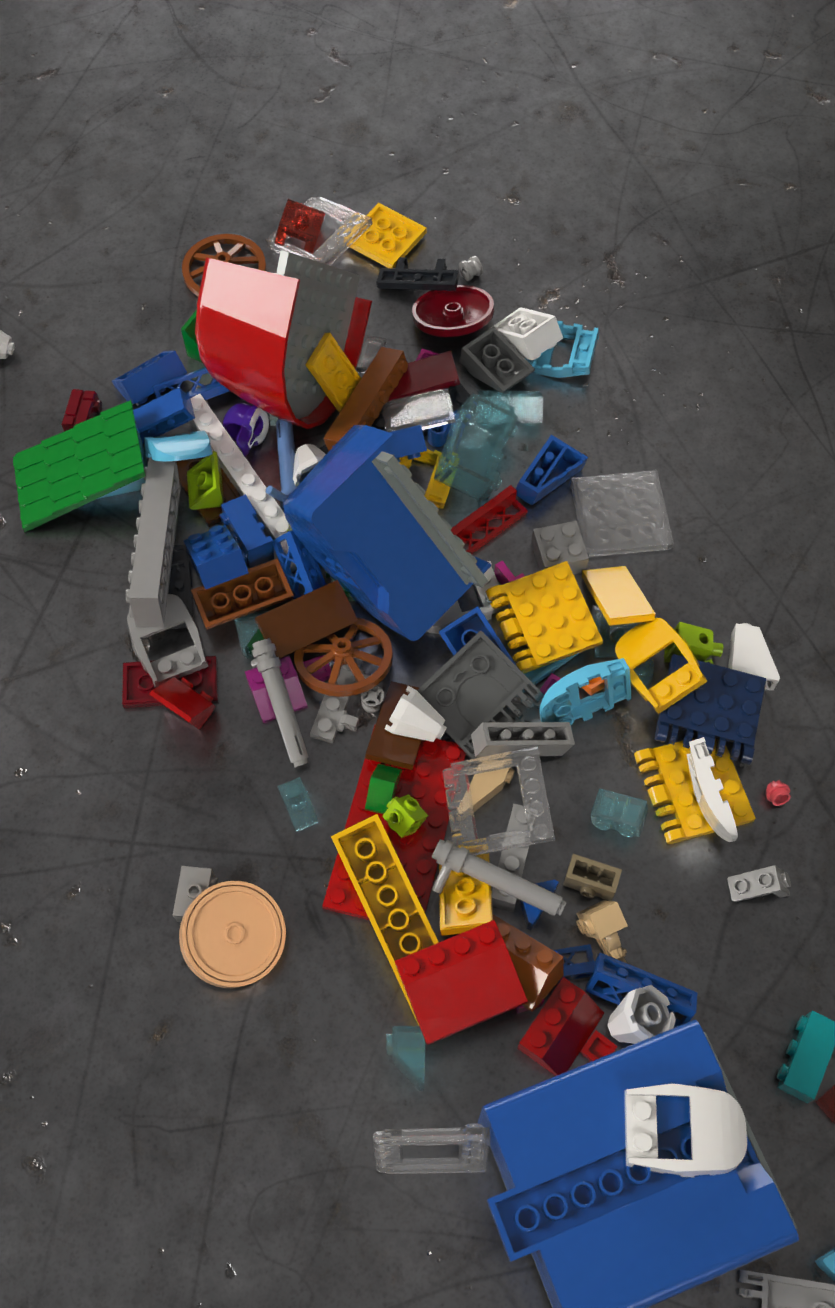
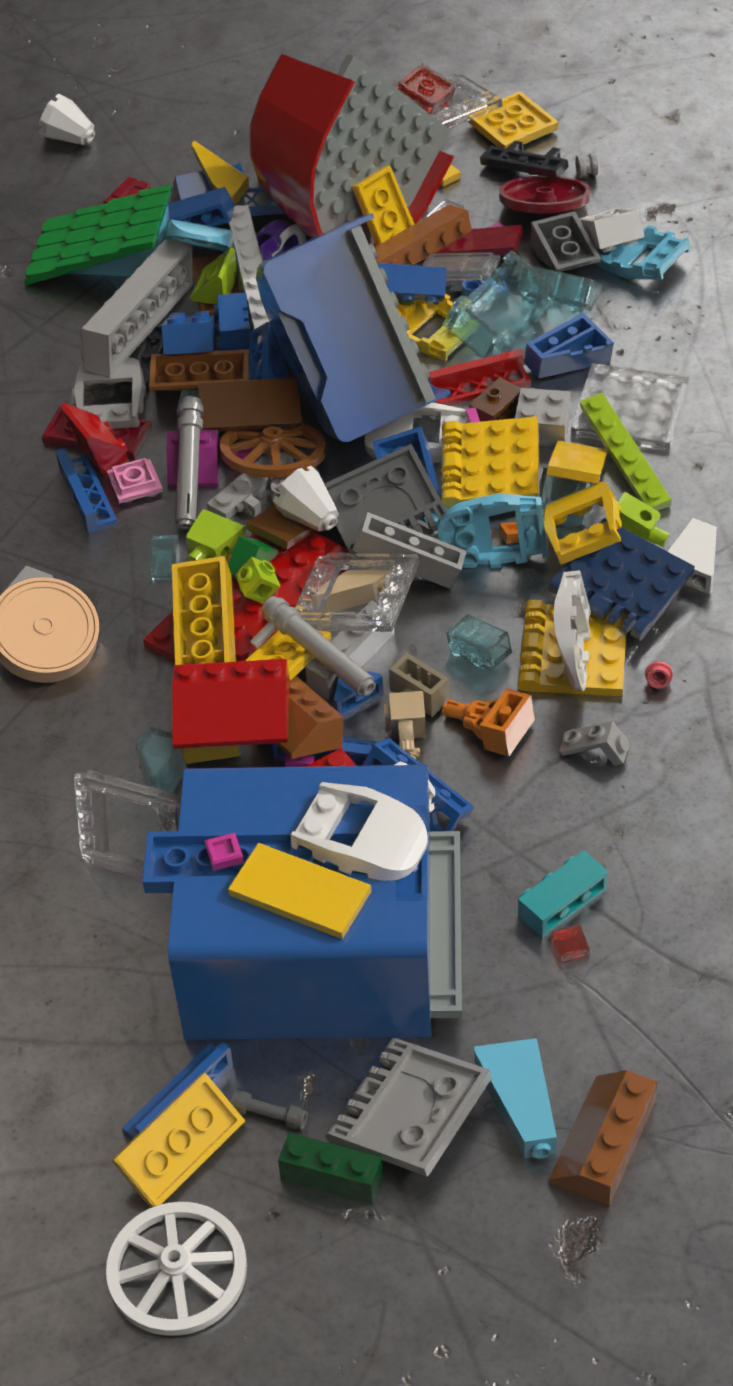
camera: 25 degrees right, 15 degrees down
(165, 372) = (221, 173): none -> yellow slope
(189, 758) = (82, 495): none -> blue fence
(231, 740) = (129, 489): none -> bright pink piece
(335, 774) = (212, 536): none -> lime torso
(513, 547) = (497, 401): none -> reddish brown brick
(571, 1199) = (224, 851): none -> dark pink tile
(645, 567) = (625, 452): none -> lime plate
(661, 1219) = (300, 890): none -> yellow tile
(670, 891) = (496, 722): none -> orange brick

